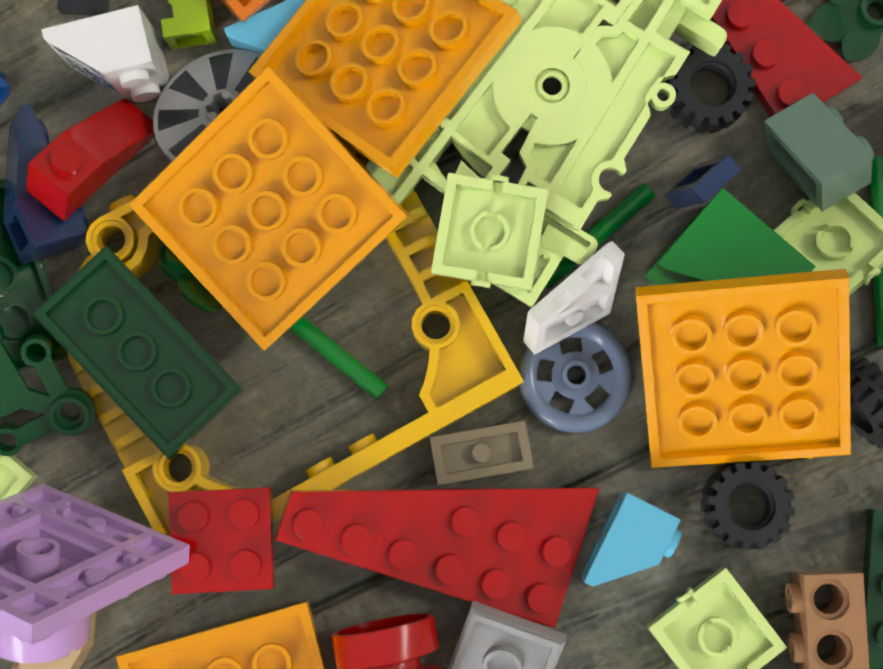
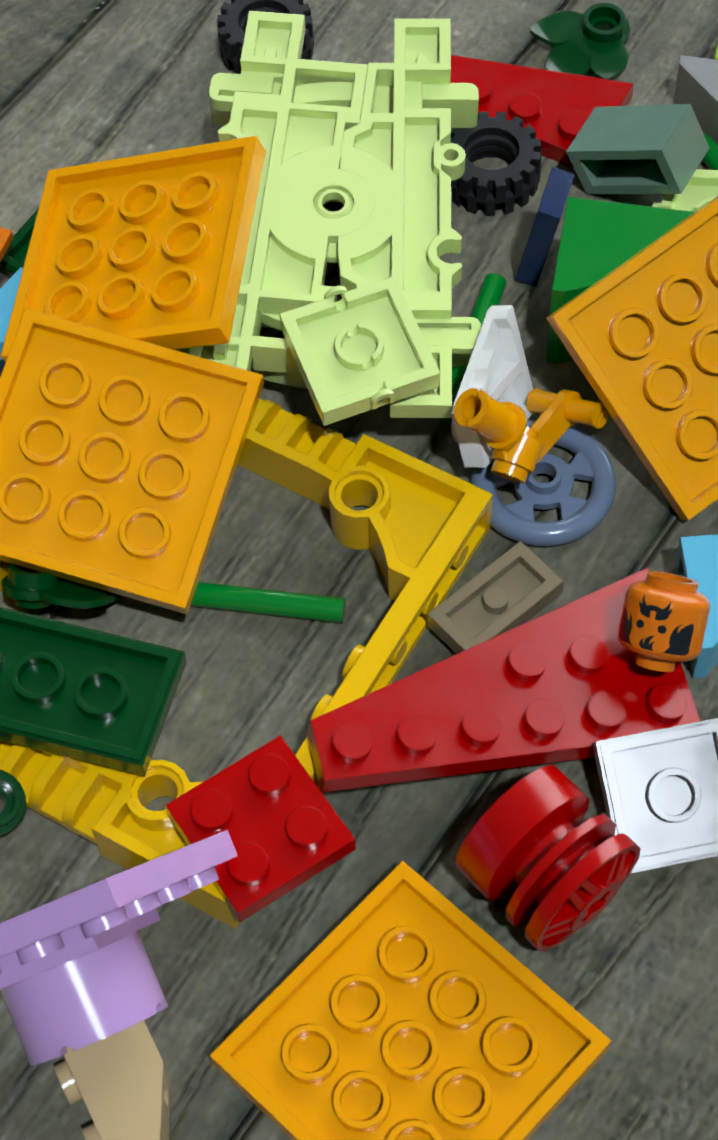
camera: 30 degrees left, 25 degrees down
(565, 355) = (504, 426): none -> light orange pin
(568, 556) = (664, 620): none -> orange head

